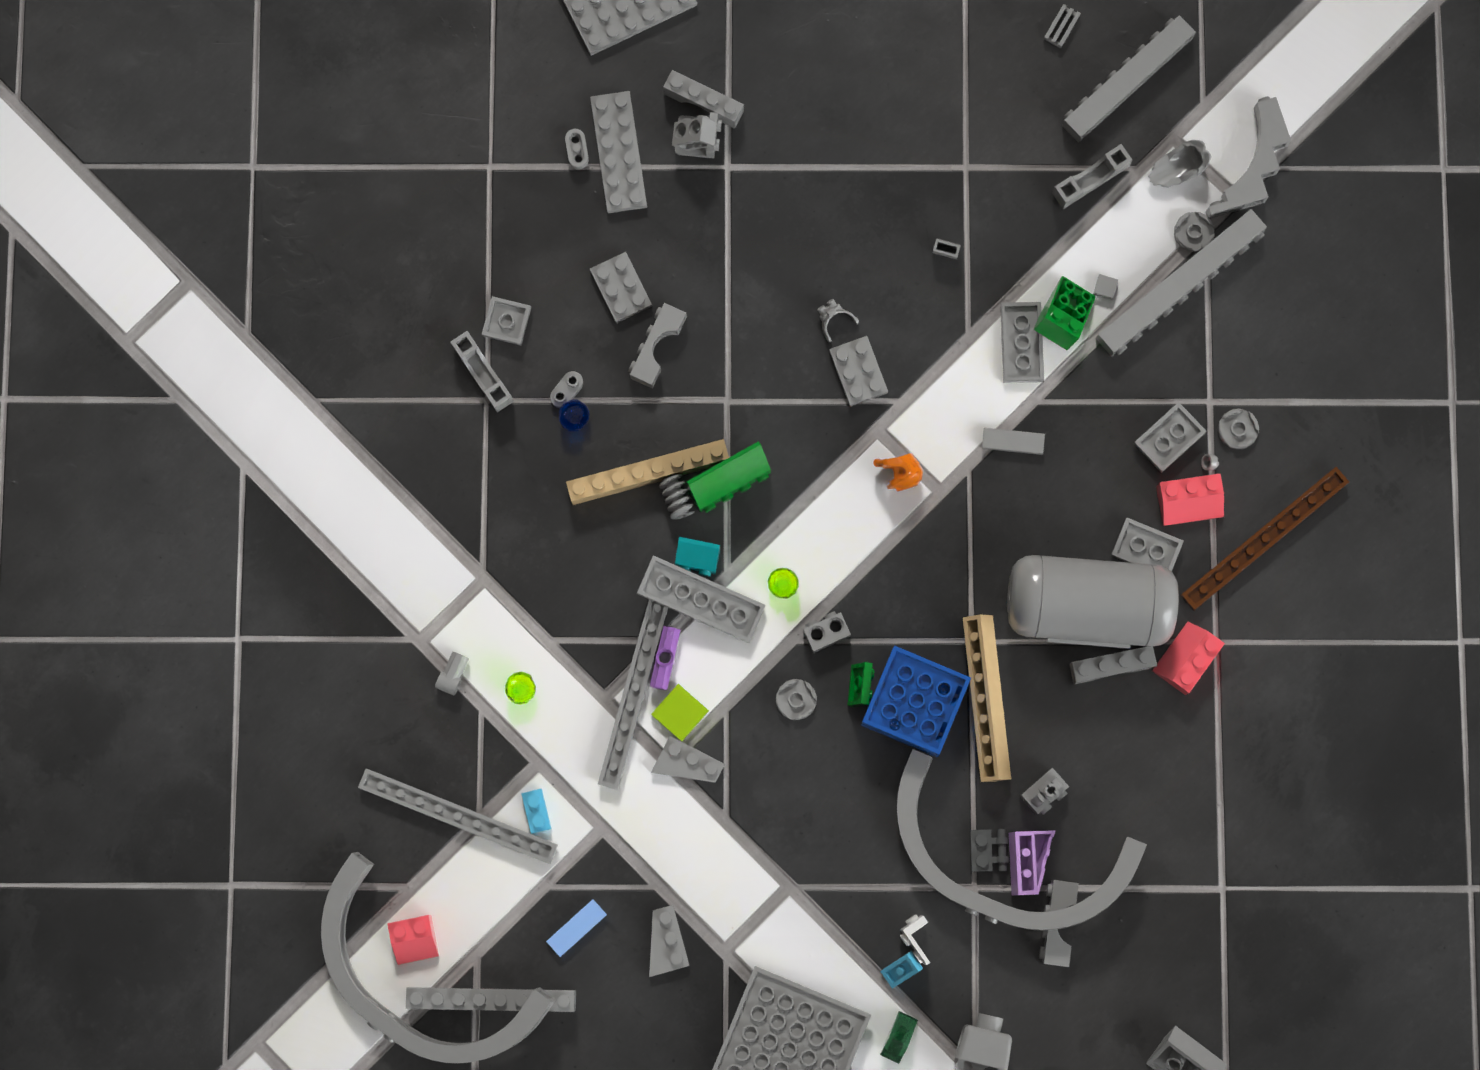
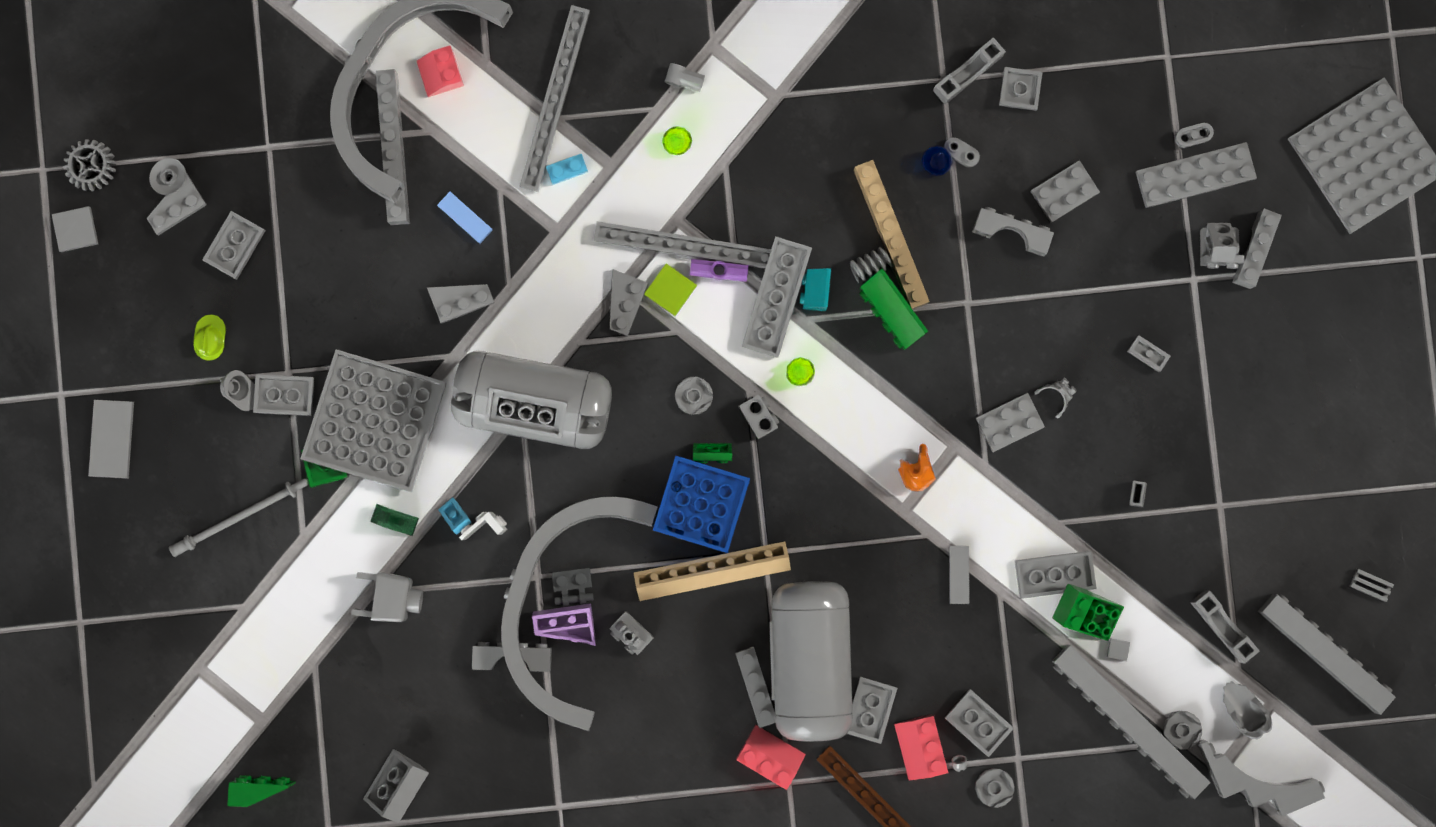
camera: 80 degrees right, 5 degrees up
(786, 871) = (531, 399): none -> light grey piece
(801, 221) = (1148, 353): none -> light grey plate

